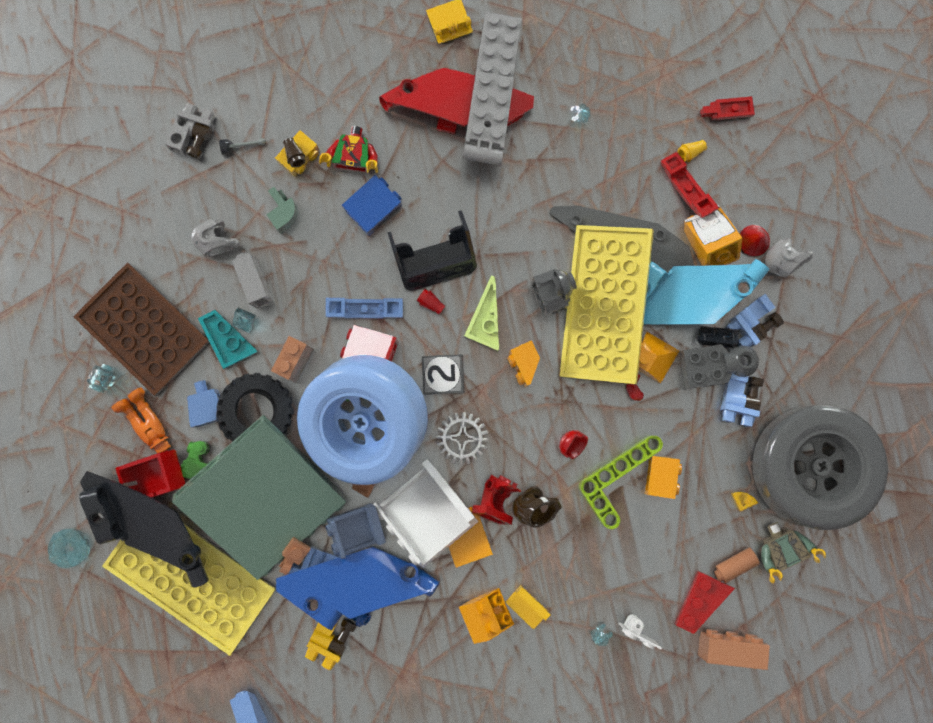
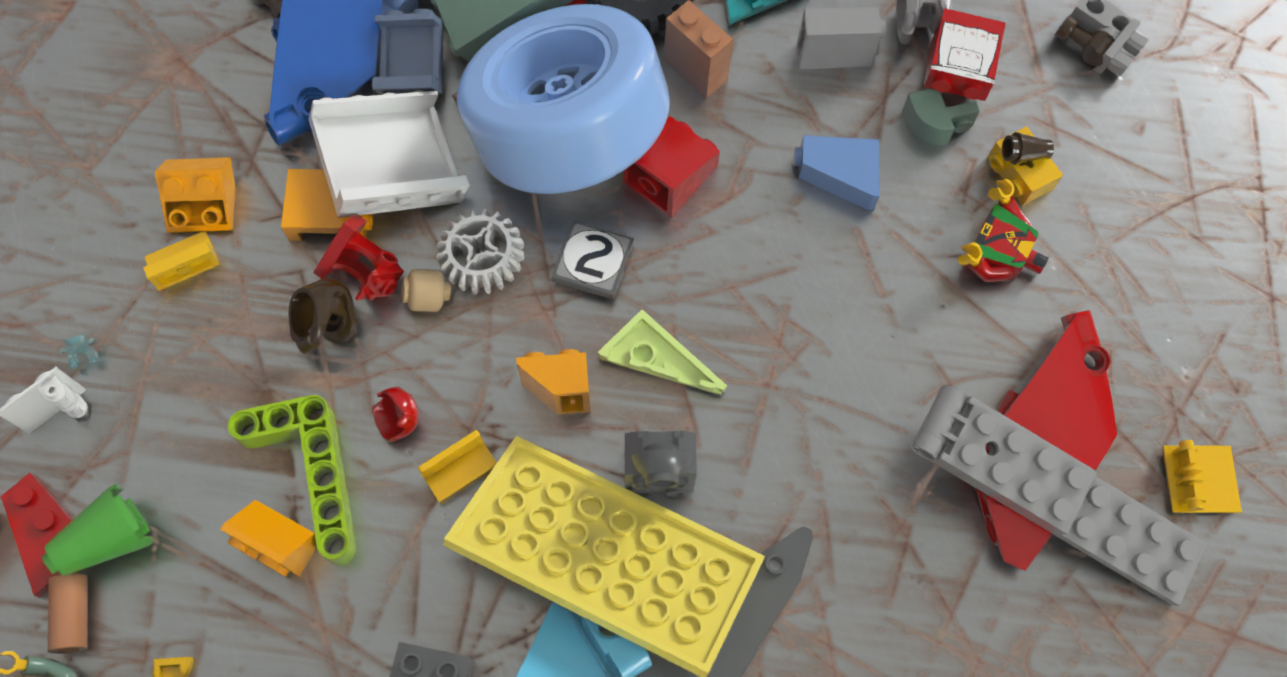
camera: 110 degrees right, 15 degrees down
(227, 146) = (1063, 75): hinge -> none
(243, 204) = (964, 54): none -> slope
(243, 320) = (784, 16): clear light blue plate -> none
(335, 254) = (841, 167): none -> medium blue slope
(364, 308) = (742, 179): medium blue slope -> none
(372, 204) = (908, 245): blue panel -> none
(430, 301) = (718, 279): red cone -> none
(437, 261) = (779, 302): black windscreen -> none
(497, 459) = (425, 290): none -> tan head
(583, 113) = (970, 650): clear light blue plate -> none
(587, 399) = (458, 467): none -> yellow panel
(634, 391) = (437, 552): red arm -> none
(656, 357) = (483, 610): light orange slope -> none
(696, 566) = (98, 534): none -> bright green cone

